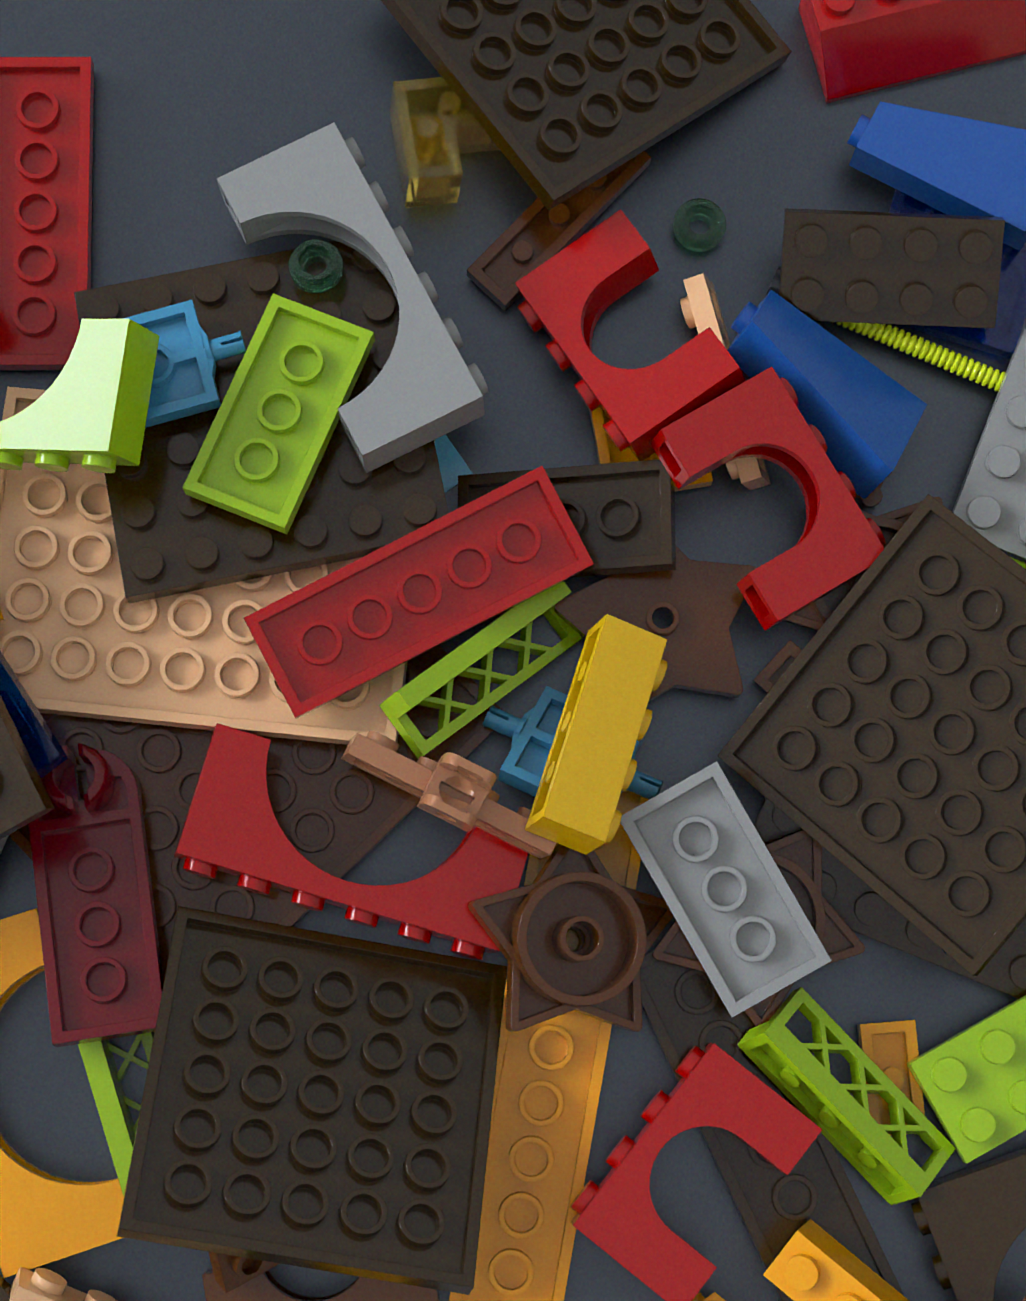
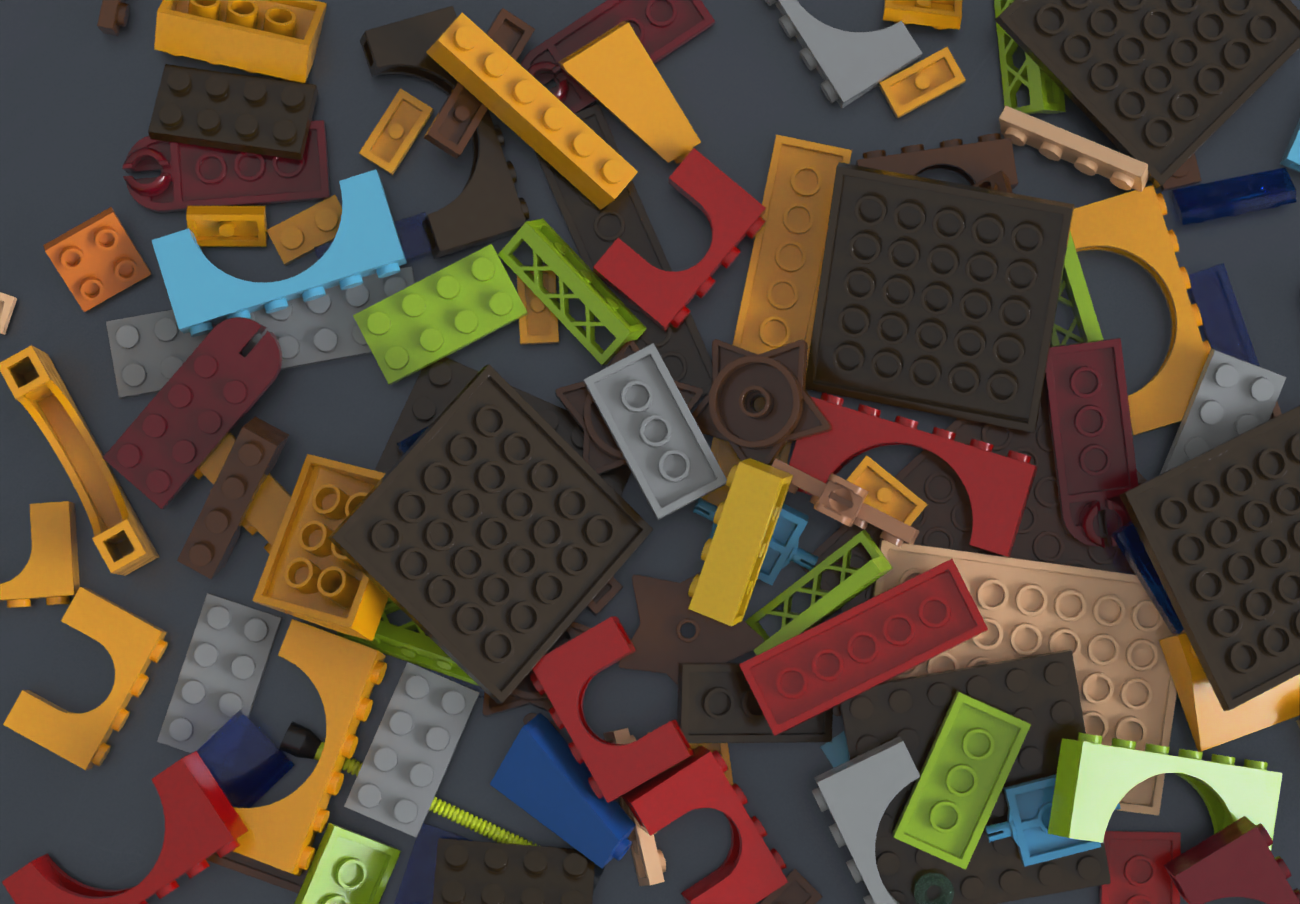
camera: 175 degrees left, 5 degrees up
(391, 816) = (886, 492): none -> light orange plate

